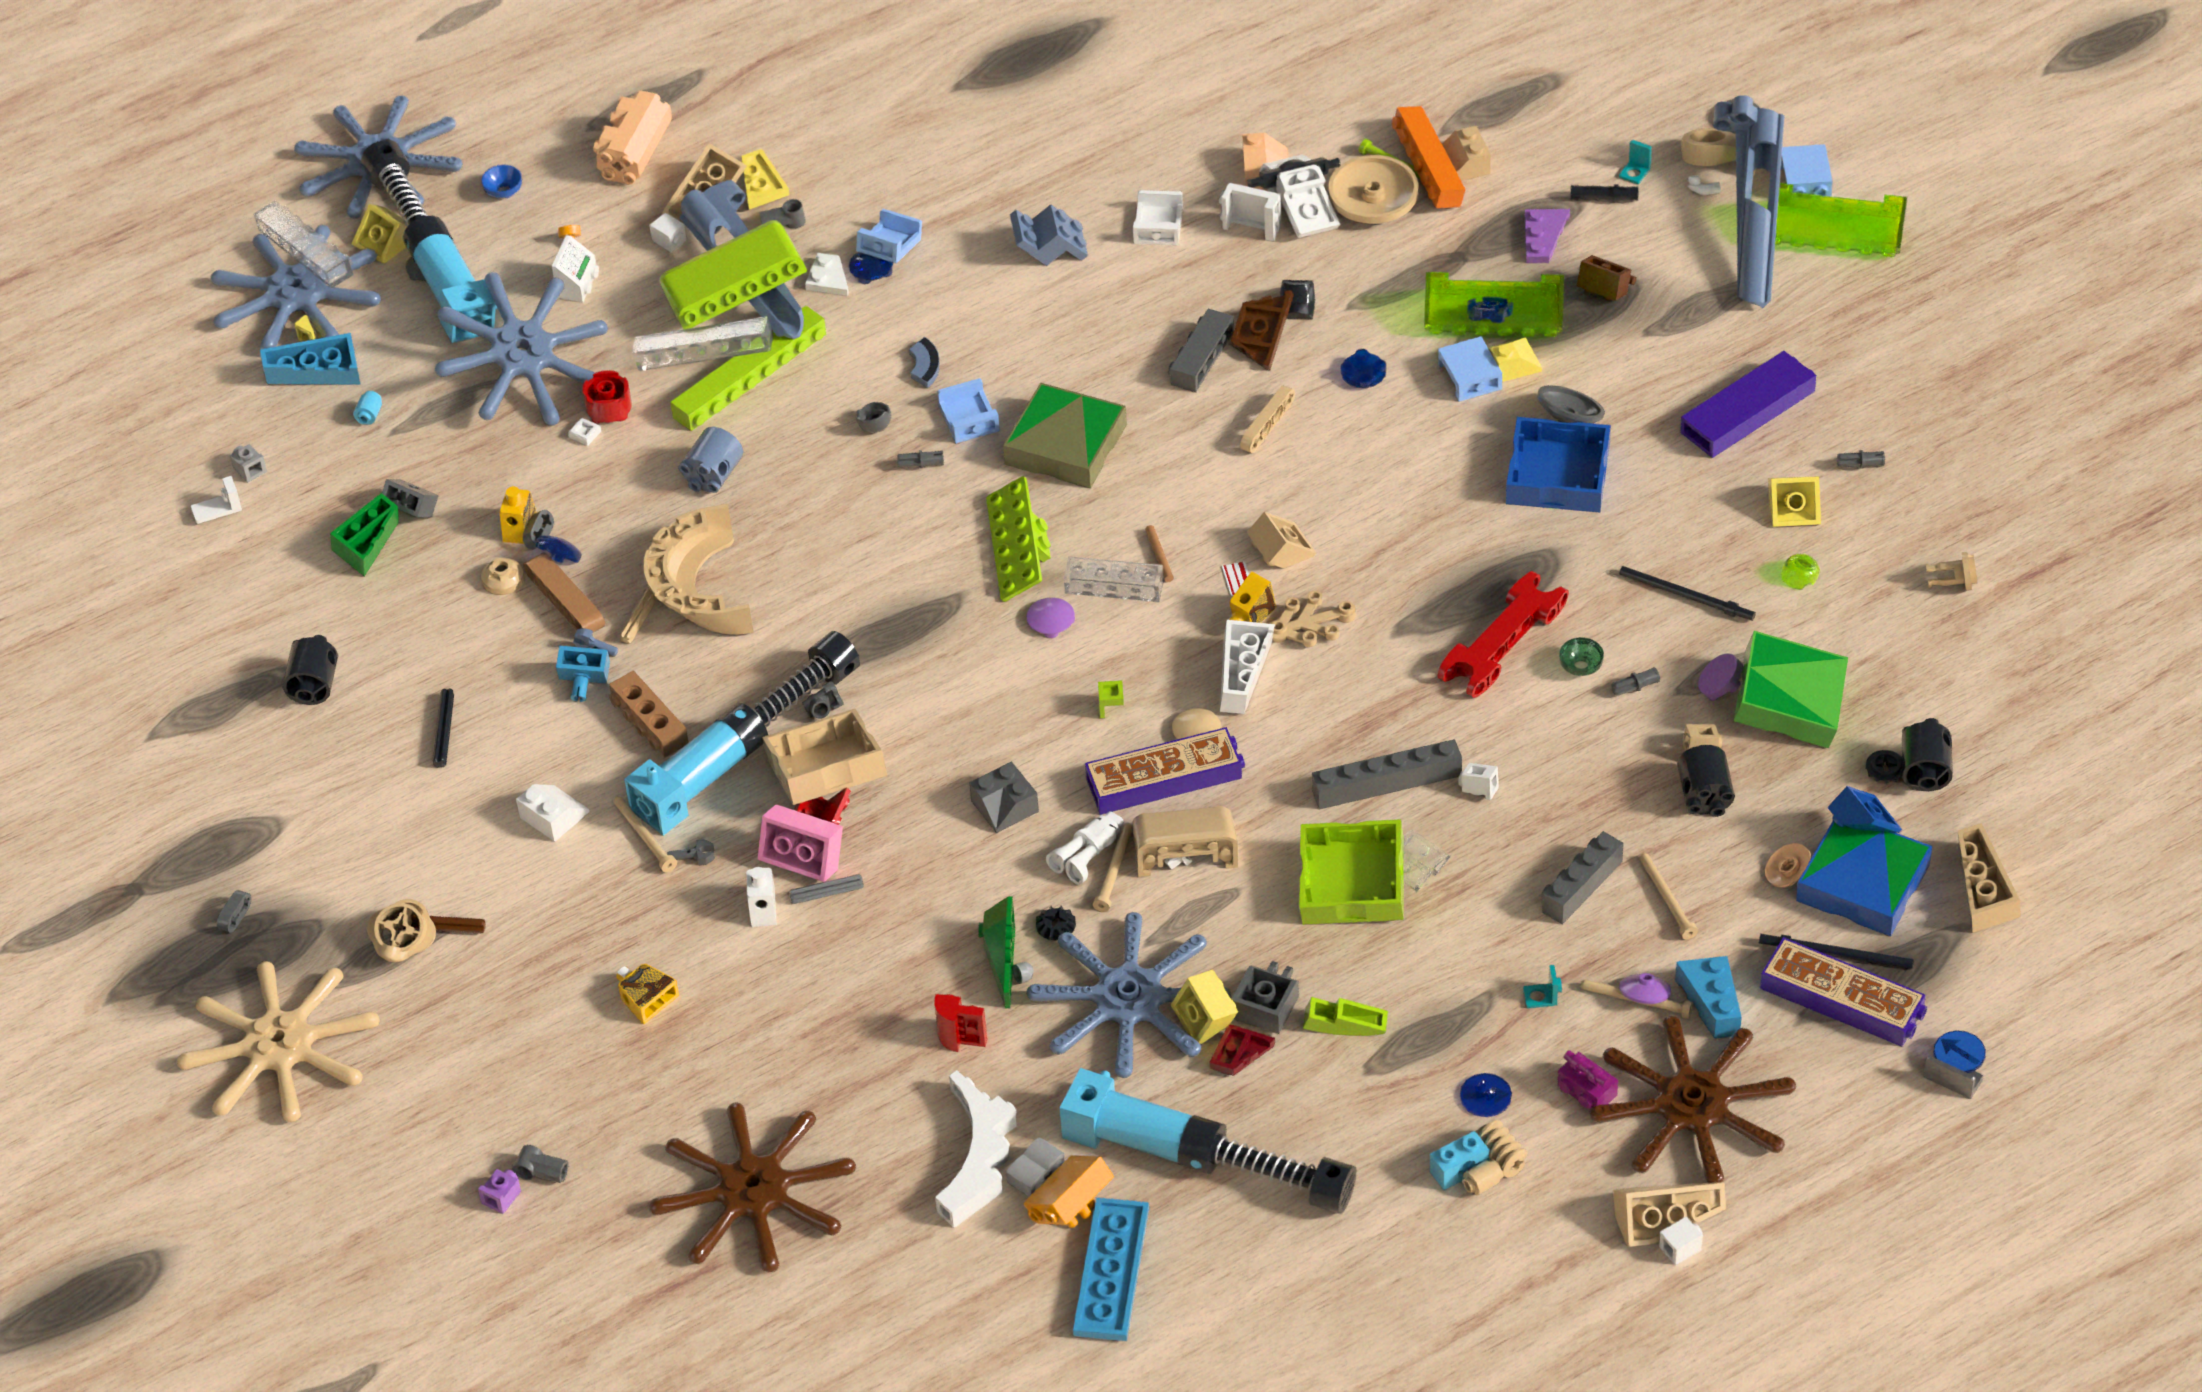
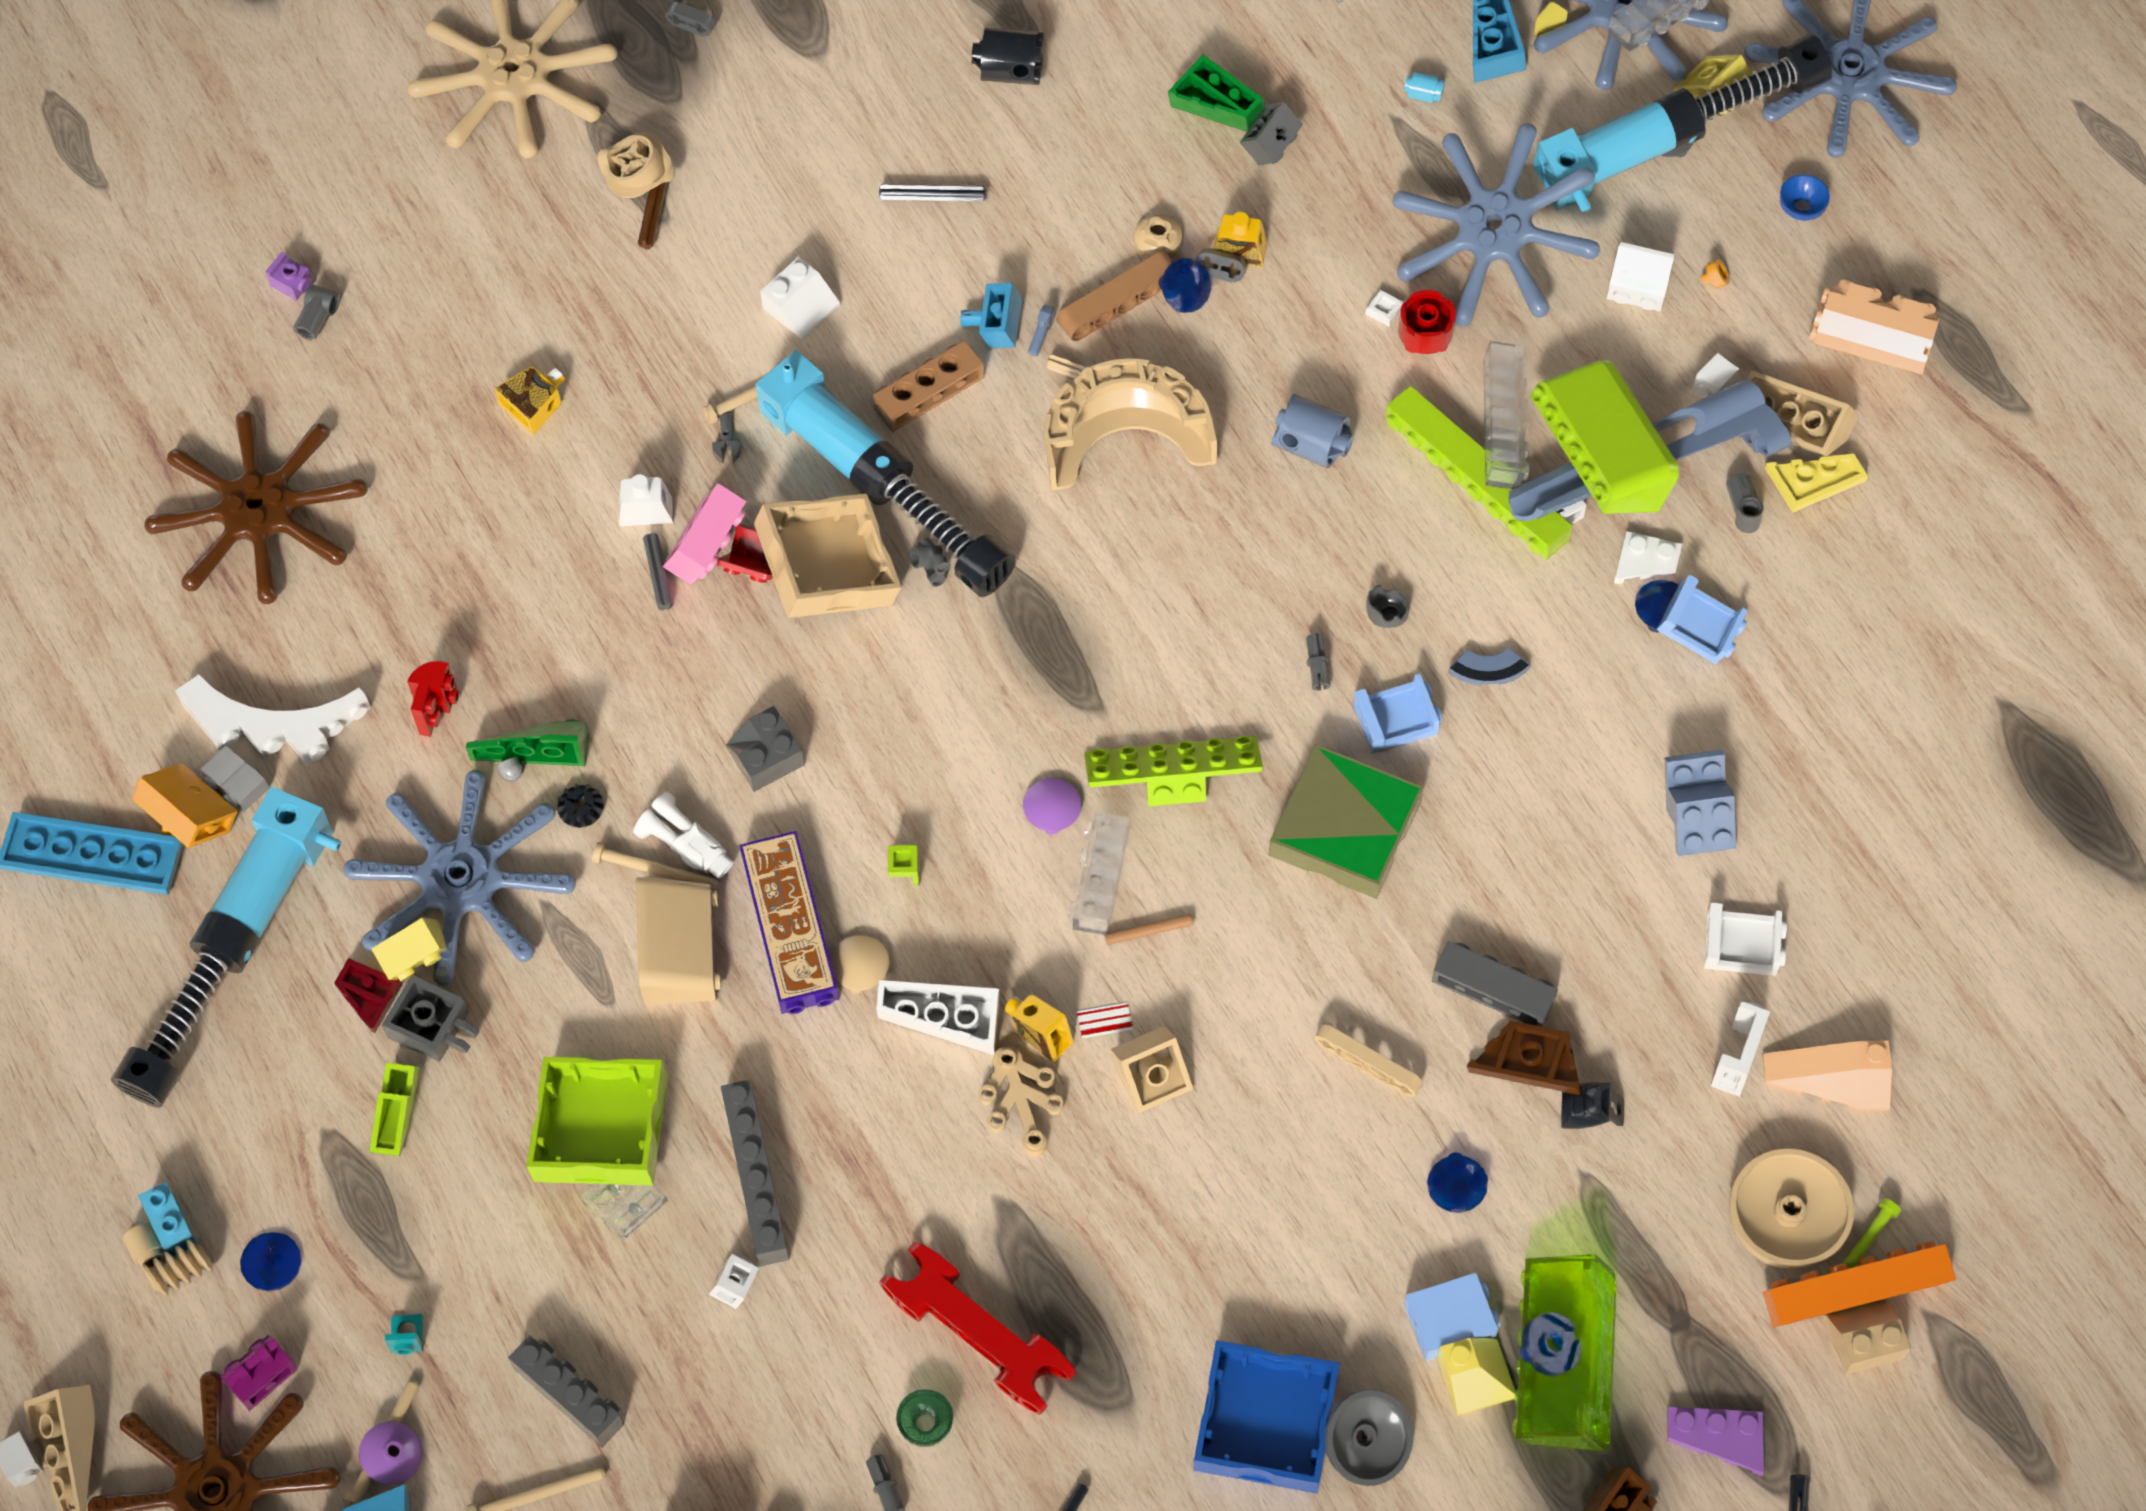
camera: 90 degrees right, 15 degrees up
(1301, 191) = (1780, 1110): white piece -> none

